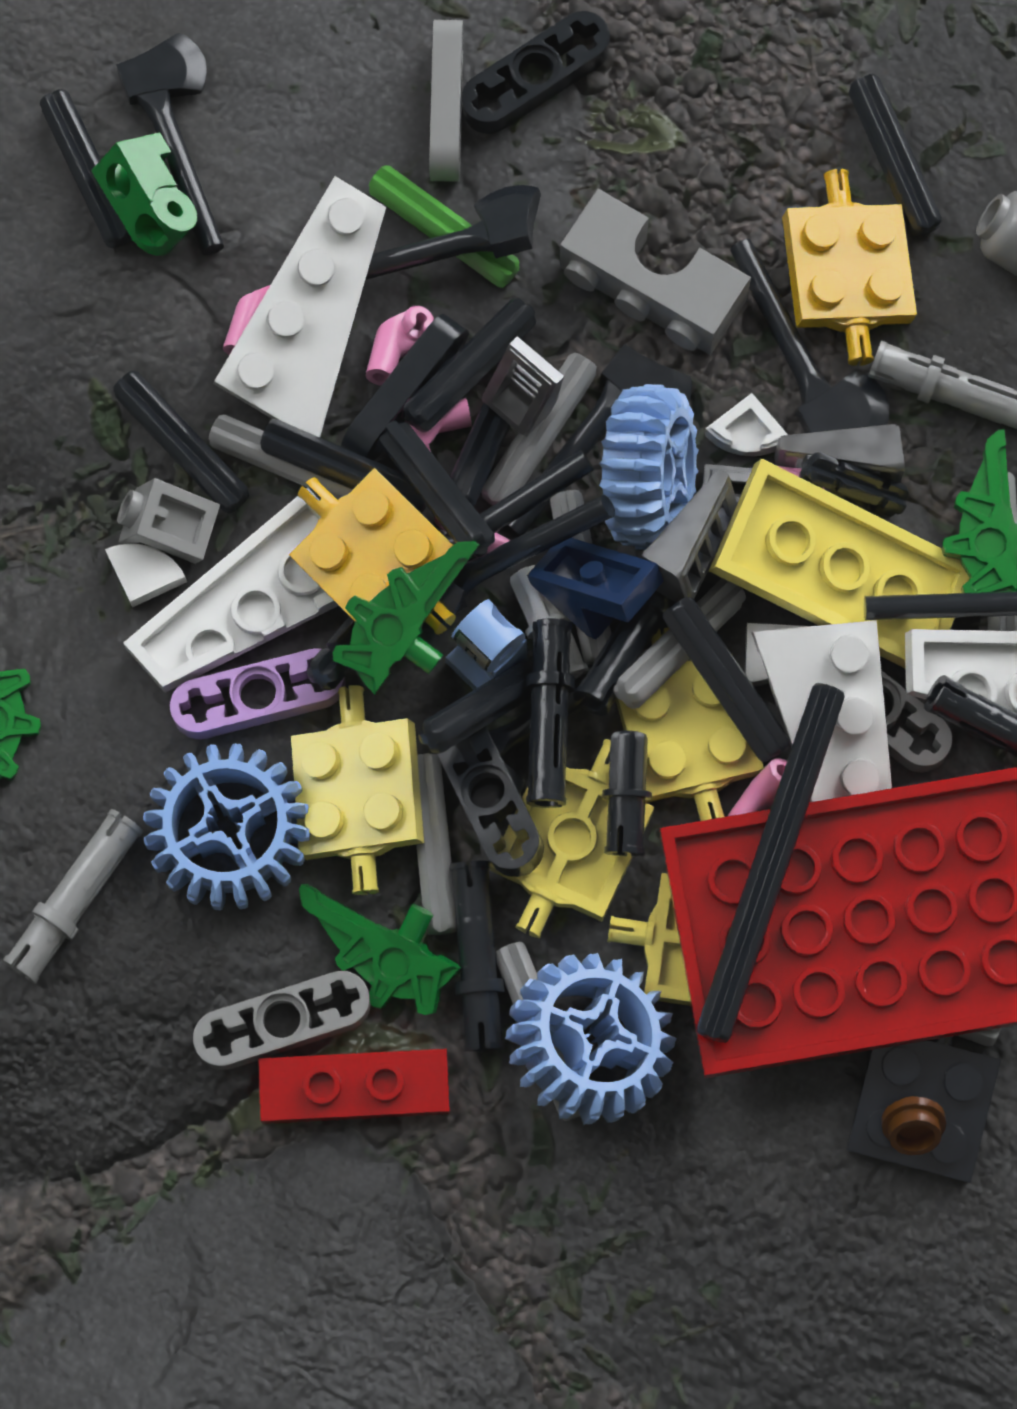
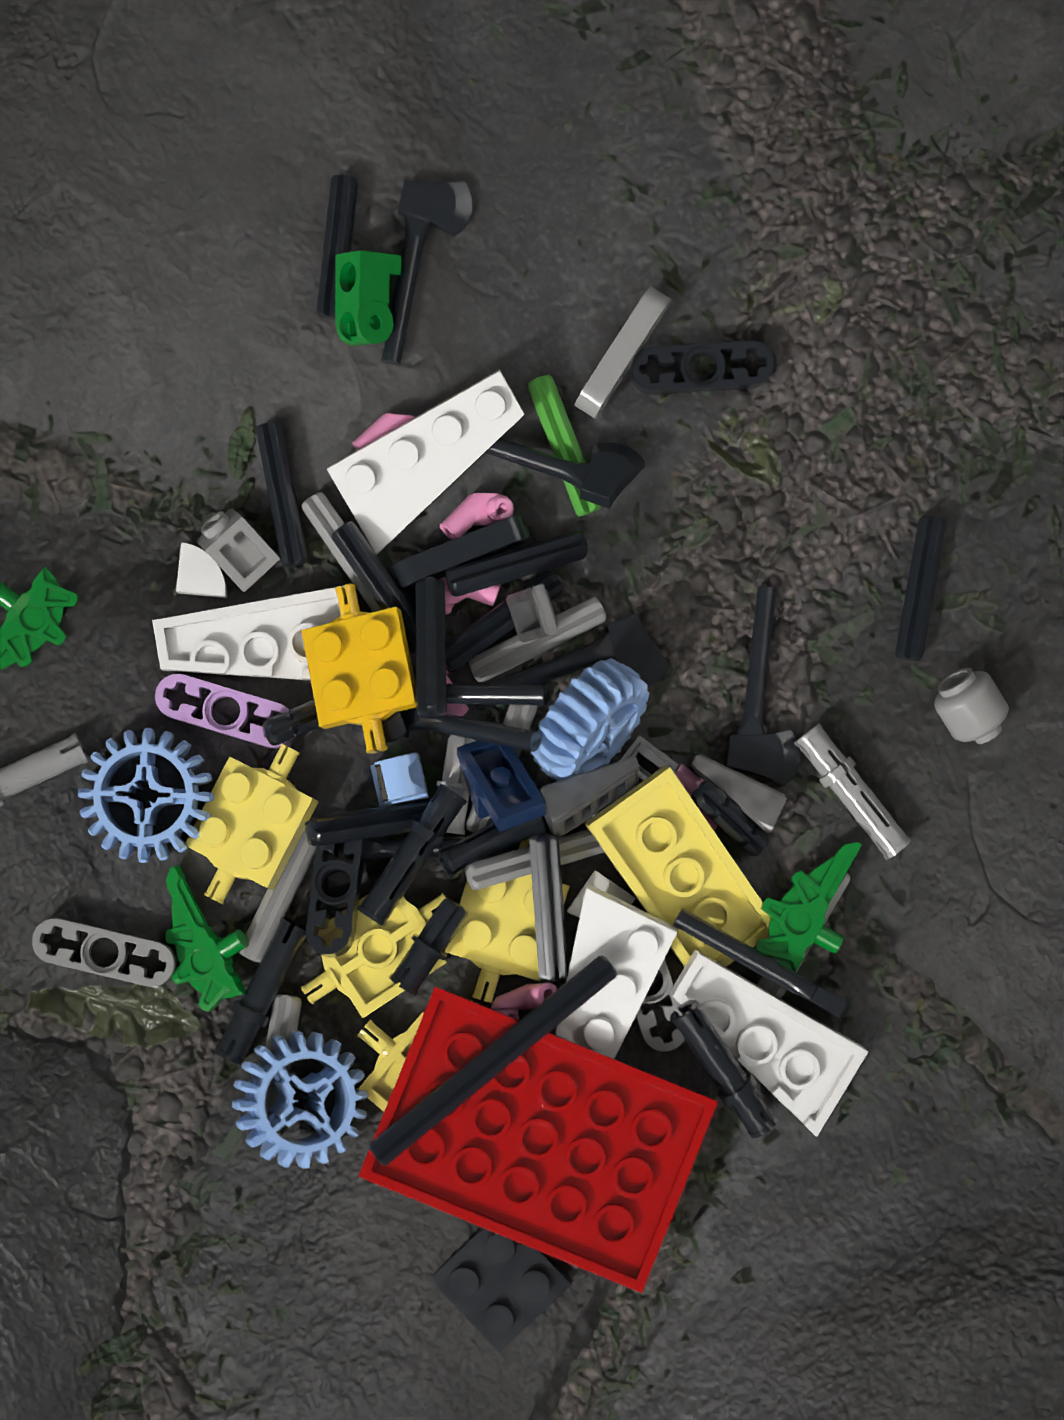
camera: 30 degrees right, 10 degrees up
(354, 1086) = (125, 1027): red plate -> none
(393, 620) = (340, 727): green piece -> none
(690, 304) = (702, 614): light grey arch -> none
(746, 429) = (685, 727): white tile -> none
(849, 266) = (833, 652): yellow plate -> none
(914, 1125) = (479, 1296): reddish brown plate -> none

